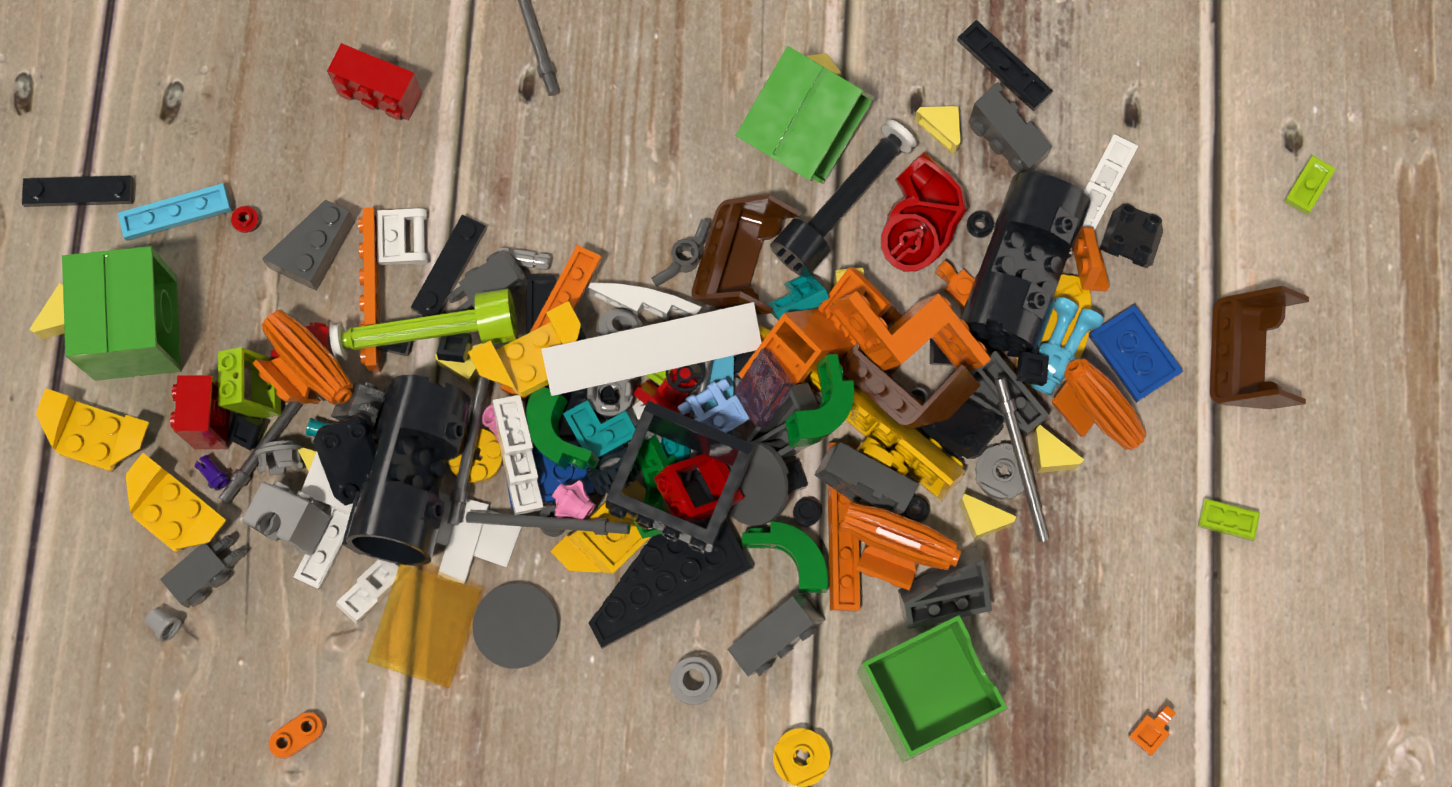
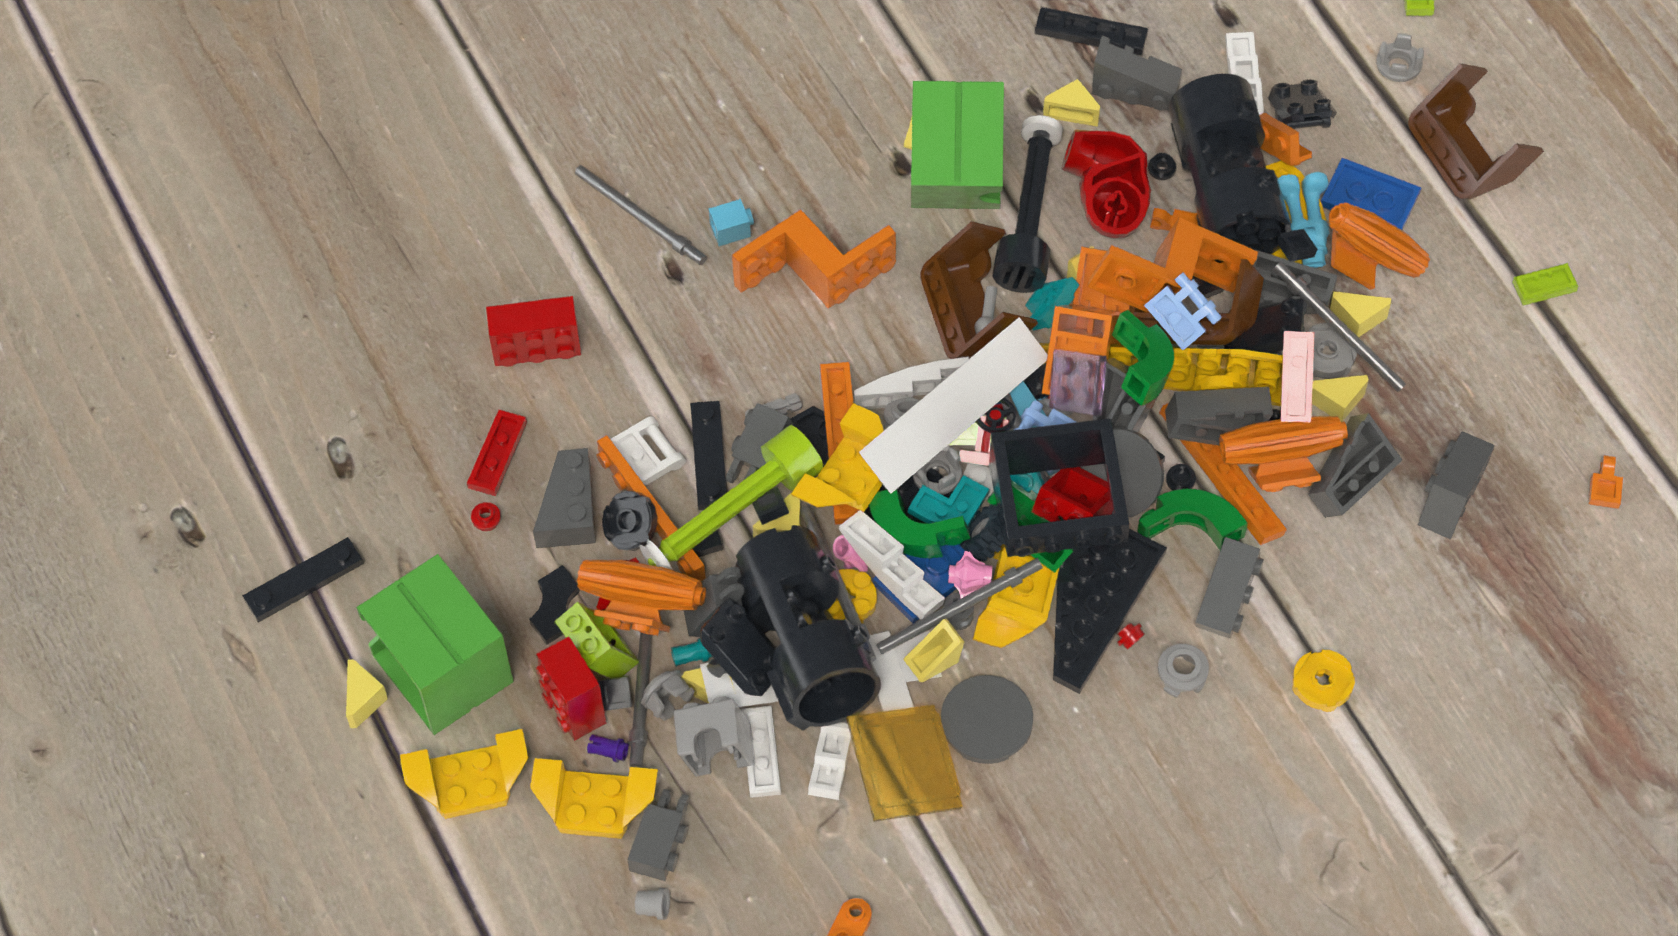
camera: 30 degrees left, 15 degrees down
(174, 212) = (413, 544): medium azure plate -> none
(248, 327) = (557, 592): none -> black tile
(286, 169) = (497, 452): none -> red plate
(346, 291) = (629, 520): none -> black tile
(506, 547) = (935, 652): none -> light yellow slope
(595, 72) = (730, 222): none -> medium azure brick
(631, 123) = (814, 259): none -> orange bracket
(673, 625) = (1130, 635): none -> red plate
(680, 246) = (919, 318): dark grey piece -> none
(741, 282) = (988, 309): none -> light grey bar
(875, 381) = (1176, 317): none -> light blue plate
(930, 689) = (1397, 549): bright green piece -> none
(938, 496) = (1297, 376): none -> plate
(1029, 651) = (1454, 483): none -> dark grey wedge
(1258, 231) = (1401, 49): none -> light grey piece

